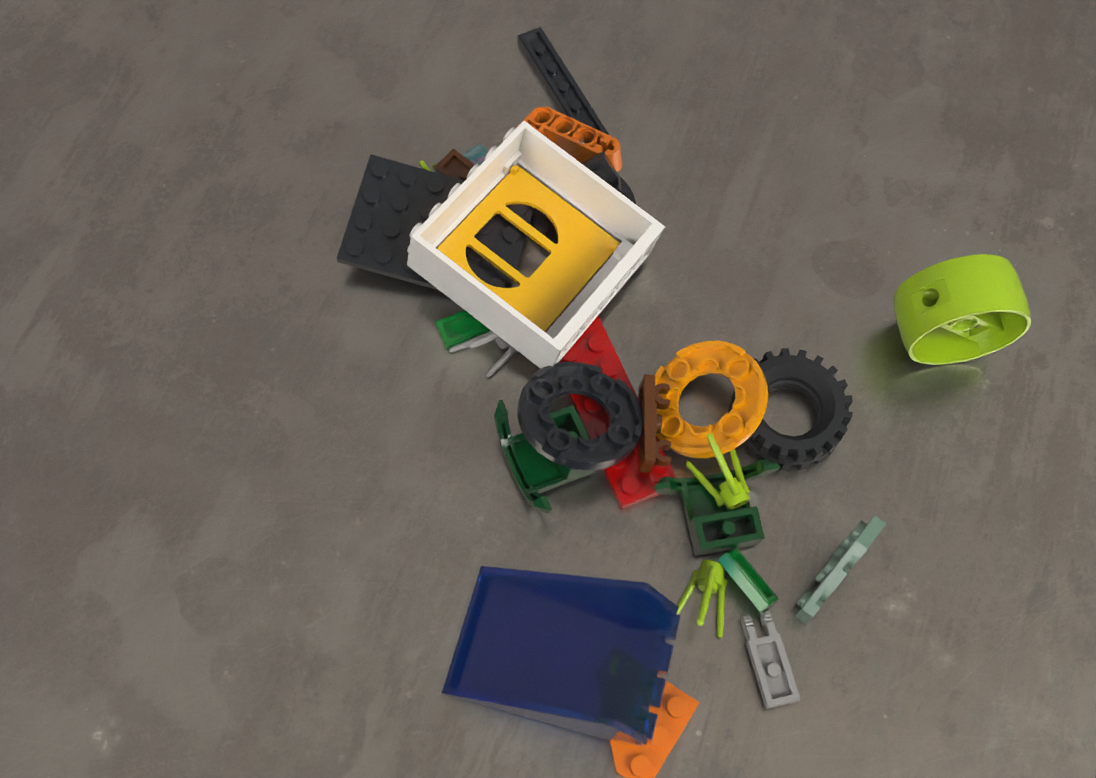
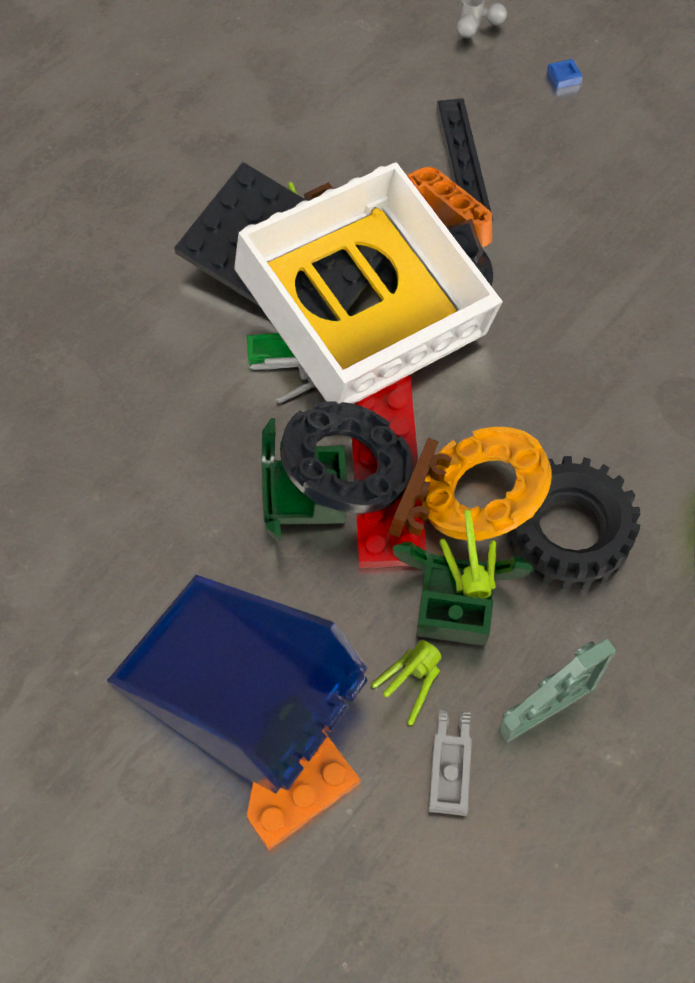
camera: 20 degrees right, 5 degrees down
(748, 579) = (460, 675): green tile -> none

